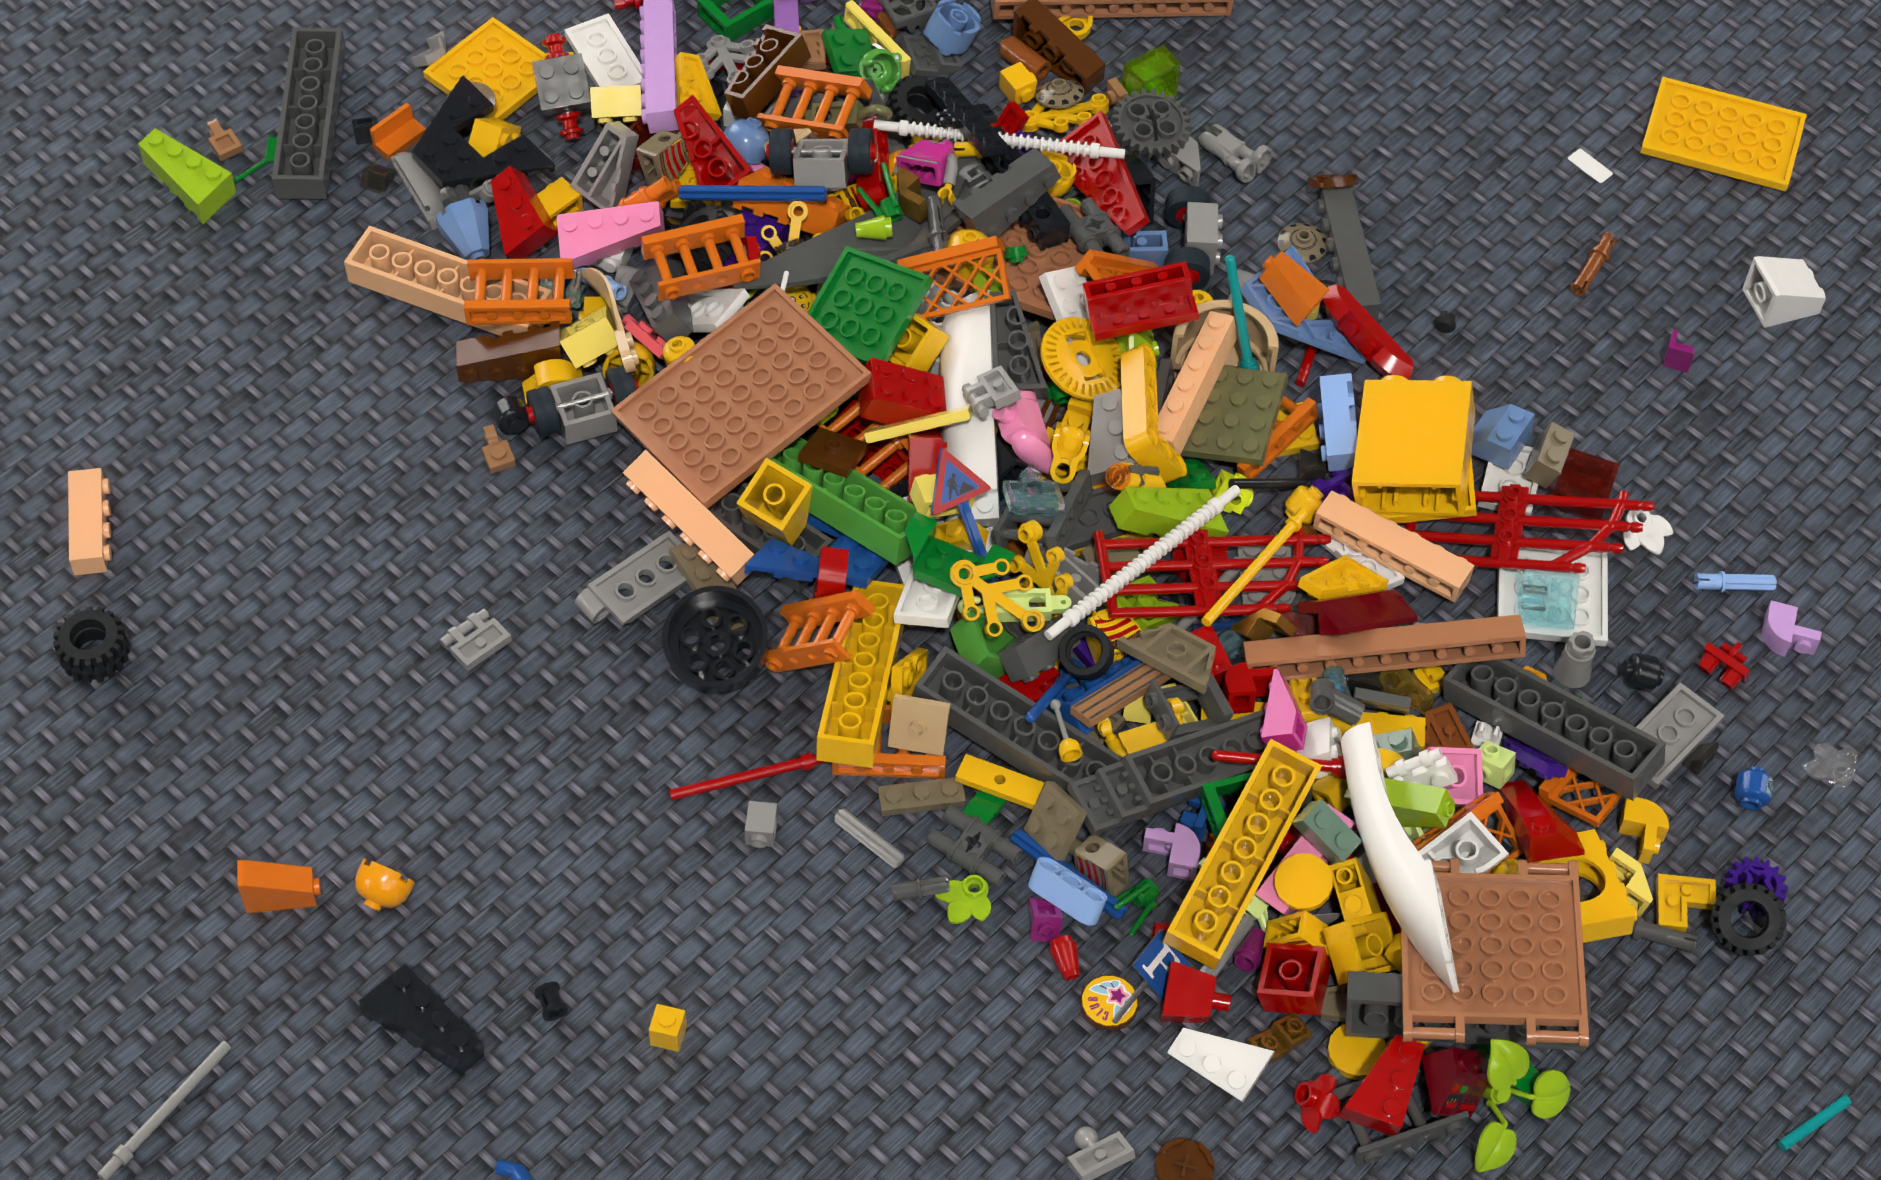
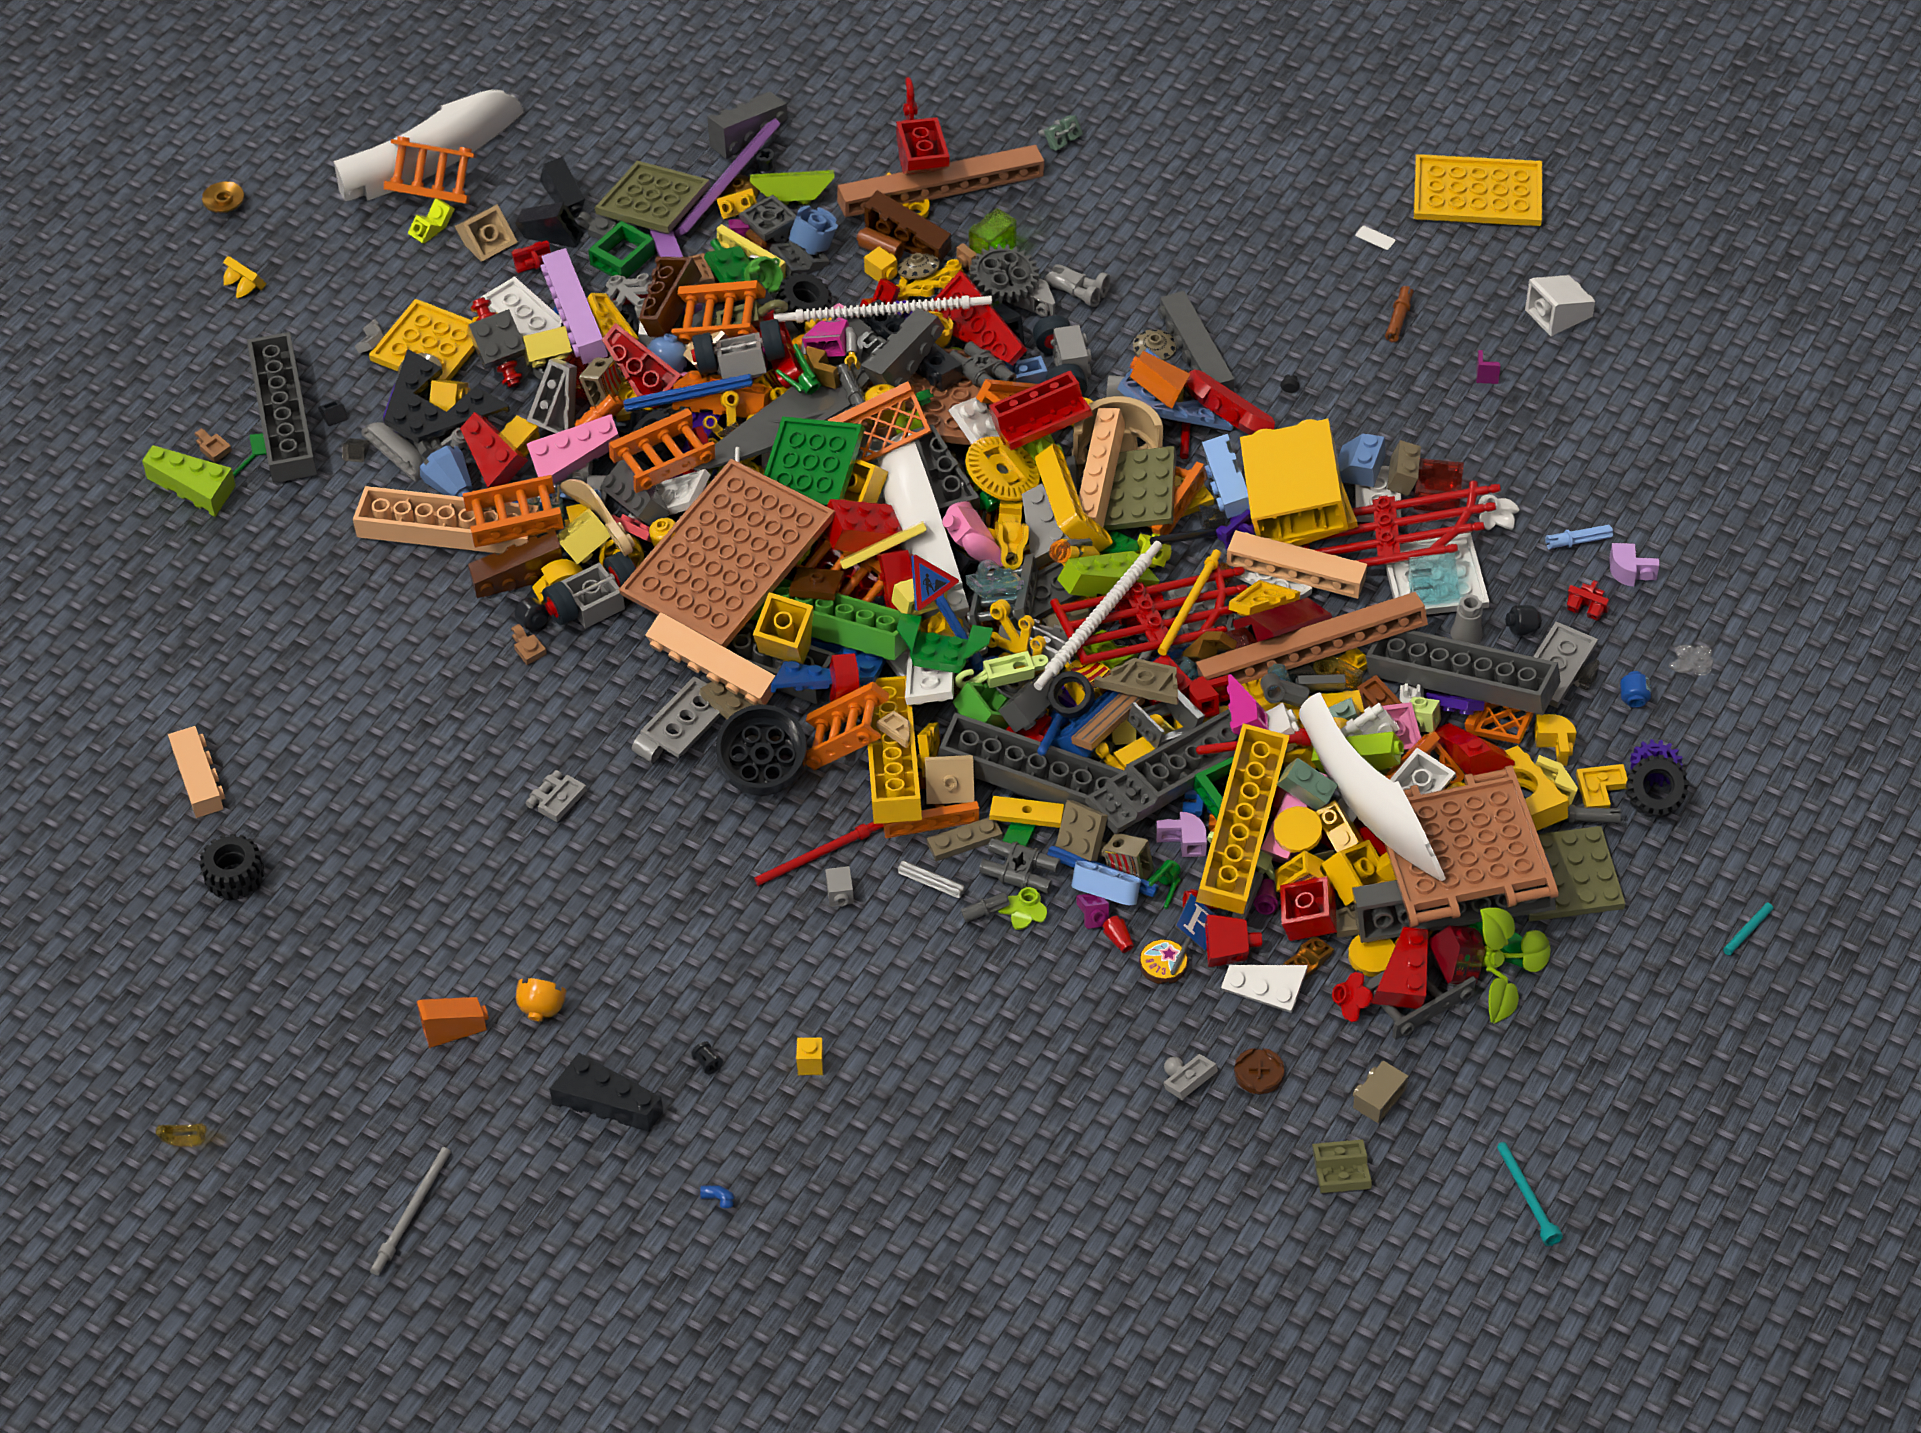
camera: 10 degrees left, 5 degrees down
(396, 132) = (361, 409): orange panel -> none
(873, 649) = (895, 727): none -> tan tile
(875, 228) = (801, 399): lime cone -> none
(970, 119) = (857, 297): black hinge -> none
(970, 150) = (863, 321): yellow pin -> none
(992, 594) = (984, 664): yellow plant -> none
(997, 391) = (937, 503): light grey plate -> none
(1068, 748) = (1078, 770): yellow hinge -> none
(1247, 360) = (1138, 444): teal piece -> none
(1304, 498) = (1214, 541): yellow head -> none
(1332, 181) = (1167, 290): reddish brown tile -> none
(1629, 1003) = (1581, 873): none -> olive plate

